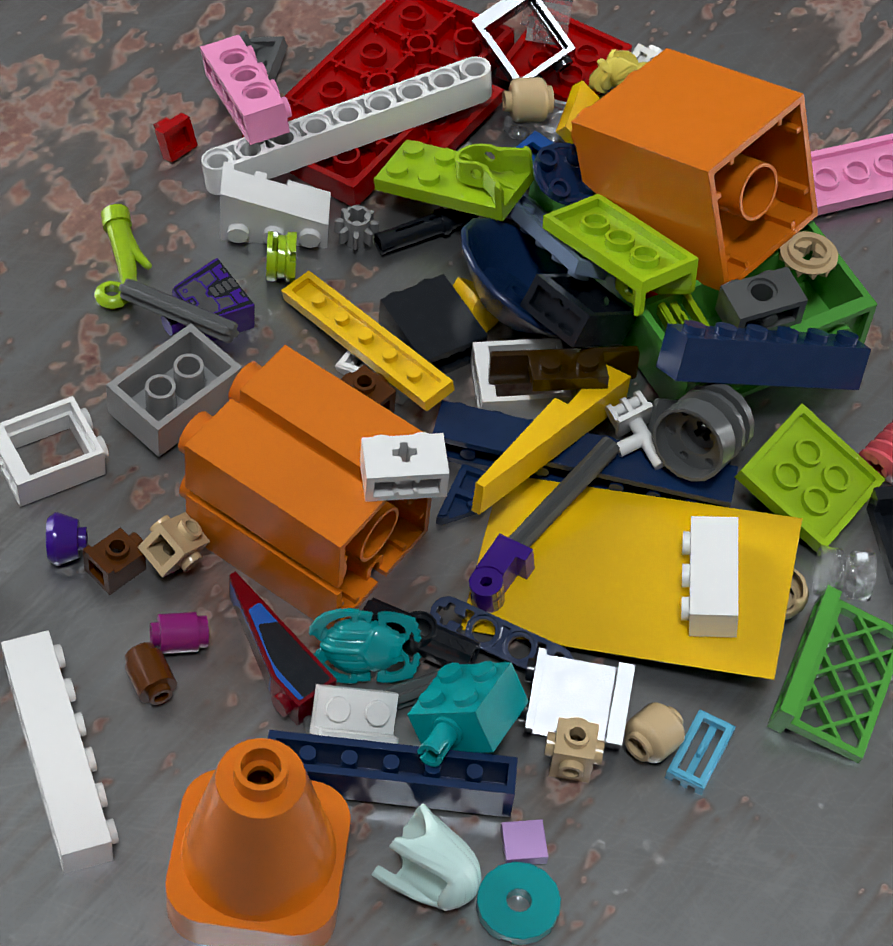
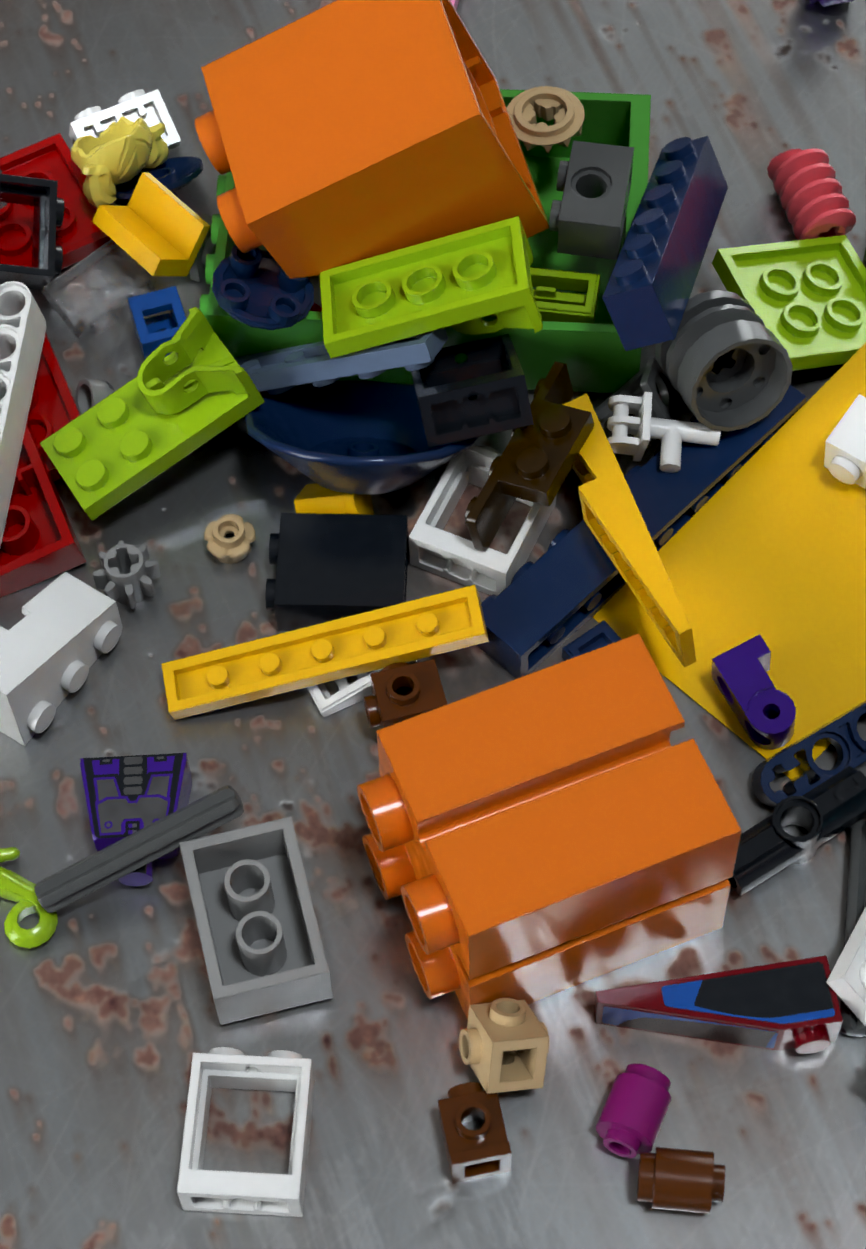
camera: 50 degrees left, 5 degrees up
(64, 538) = (406, 1182): dark purple cone -> none
(281, 256) = (120, 683): lime wheel -> none
(365, 645) = (786, 894): teal shield -> none
(404, 467) = (696, 667): white brick -> none
(419, 266) = (229, 549): none -> tan plate
(441, 222) = (175, 512): black pin -> none
(528, 100) = (84, 277): tan head -> none
(566, 492) = (693, 559): dark grey axle -> none

